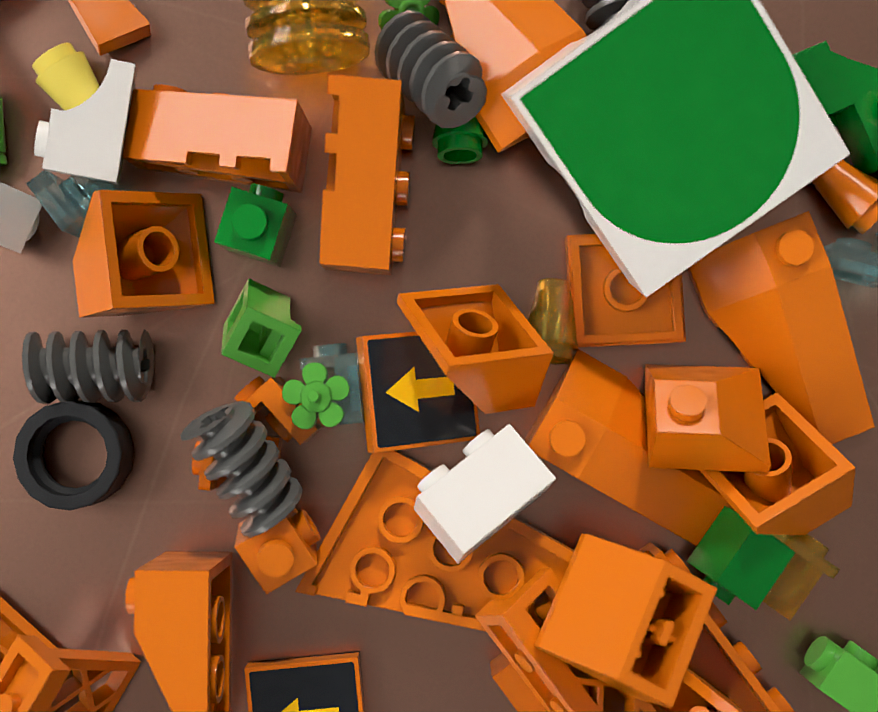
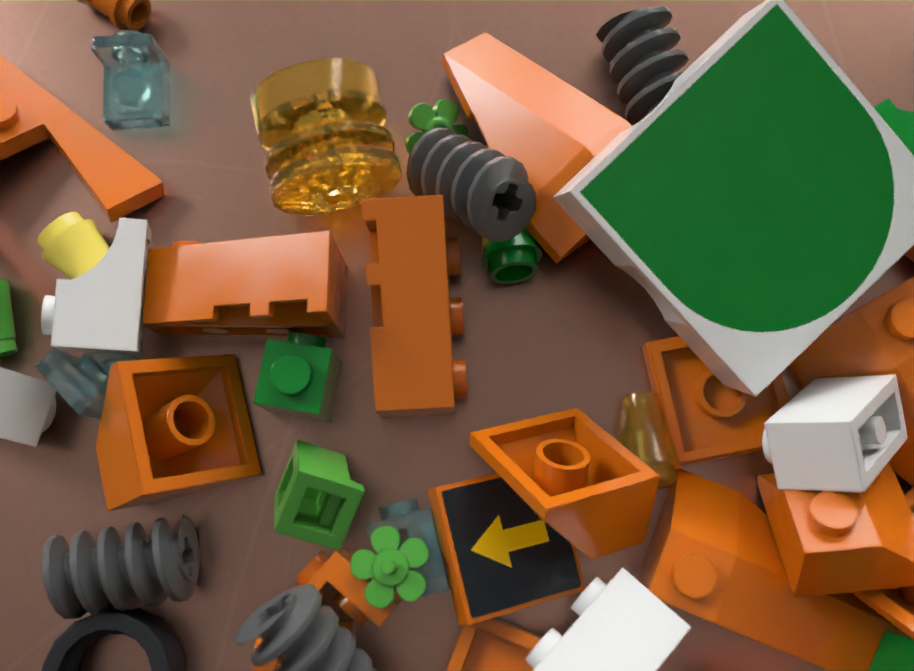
camera: 10 degrees left, 10 degrees down
(711, 337) = (836, 433): none -> white brick

